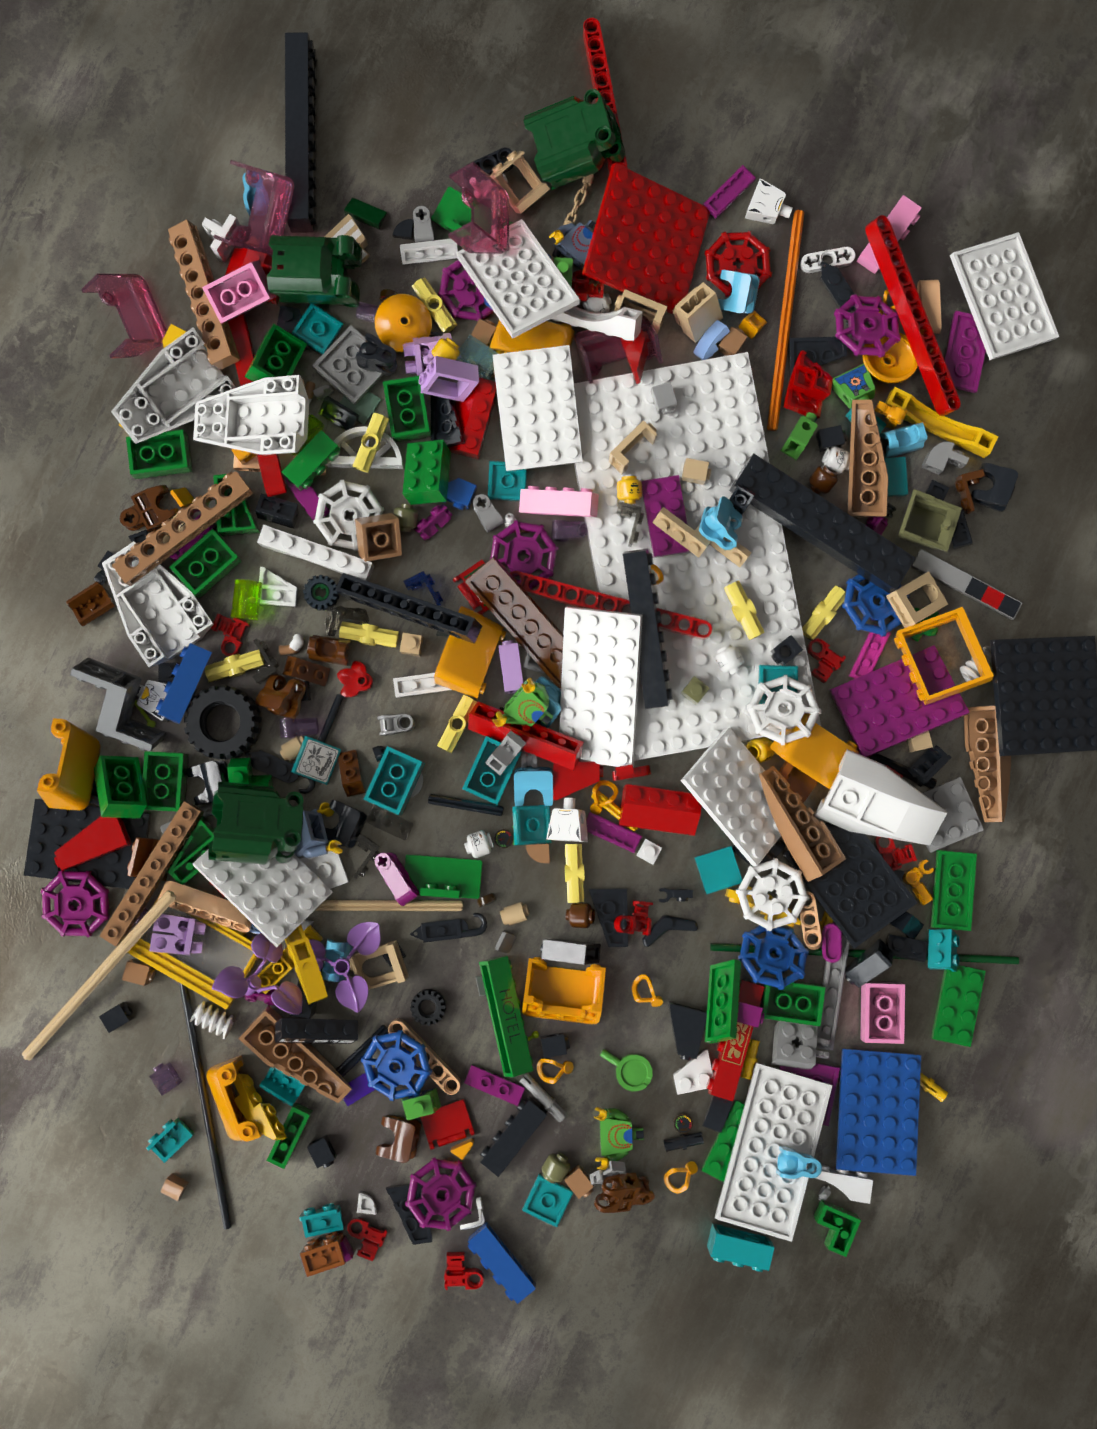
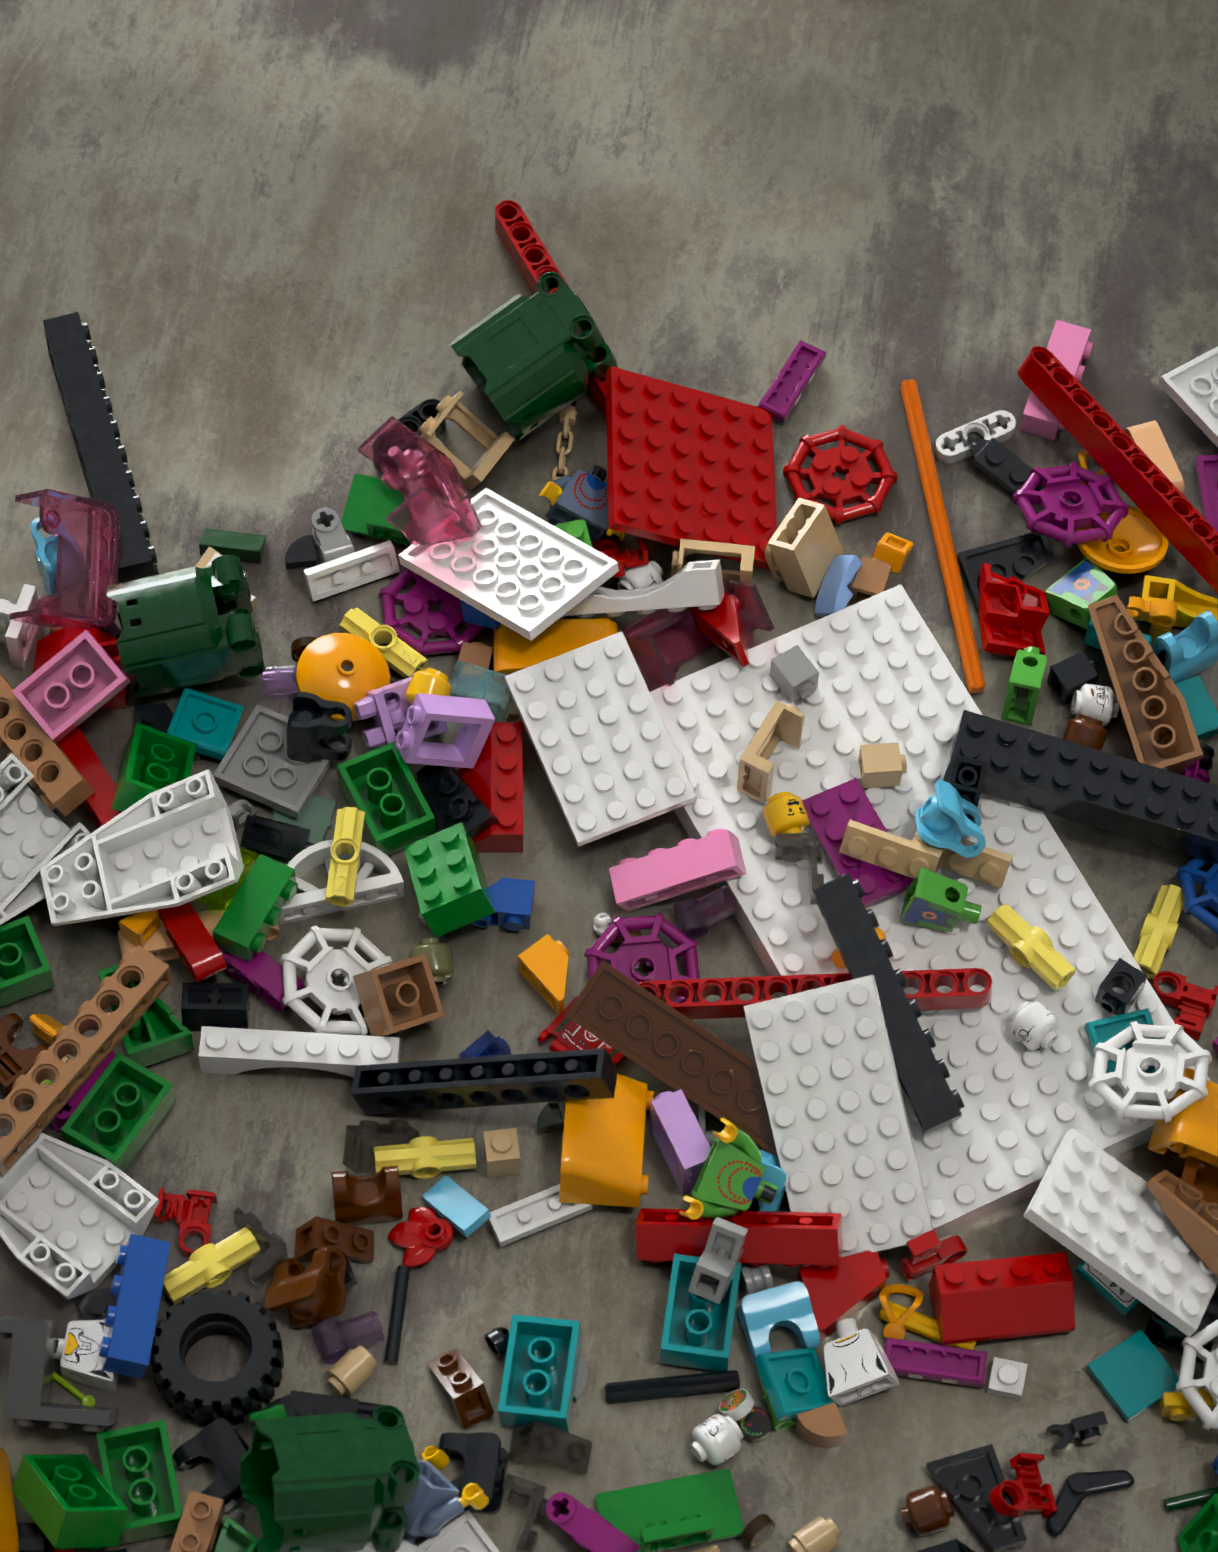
camera: 15 degrees left, 25 degrees down
(246, 599) = (202, 1153): clear neon green brick -> none
(276, 590) = (247, 1131): white wing -> none
(294, 647) = (303, 1210): arm -> none
(316, 760) = (395, 1377): tile -> none
(318, 602) = (324, 1128): black bush -> none
(377, 669) = (456, 1206): none -> medium azure tile
(392, 724) = (511, 1287): light grey piece -> none
(437, 516) = (470, 967): magenta hinge -> none
(451, 736) = (615, 1275): light yellow piece -> none
(469, 540) = (546, 970): none -> light orange slope
(489, 515) = (563, 921): light grey piece -> none
(496, 826) = (736, 1404): none -> tile
(505, 484) = (578, 872): teal tile -> none
(574, 873) = (893, 1443): light yellow piece -> none
(692, 567) = (937, 902): none -> bright green torso
(695, 690) = (995, 1085): olive brick -> none
(743, 293) = (865, 506): medium azure piece -> none
(760, 749) = (1137, 1158): yellow head -> none
(767, 204) = (856, 383): white torso -> none

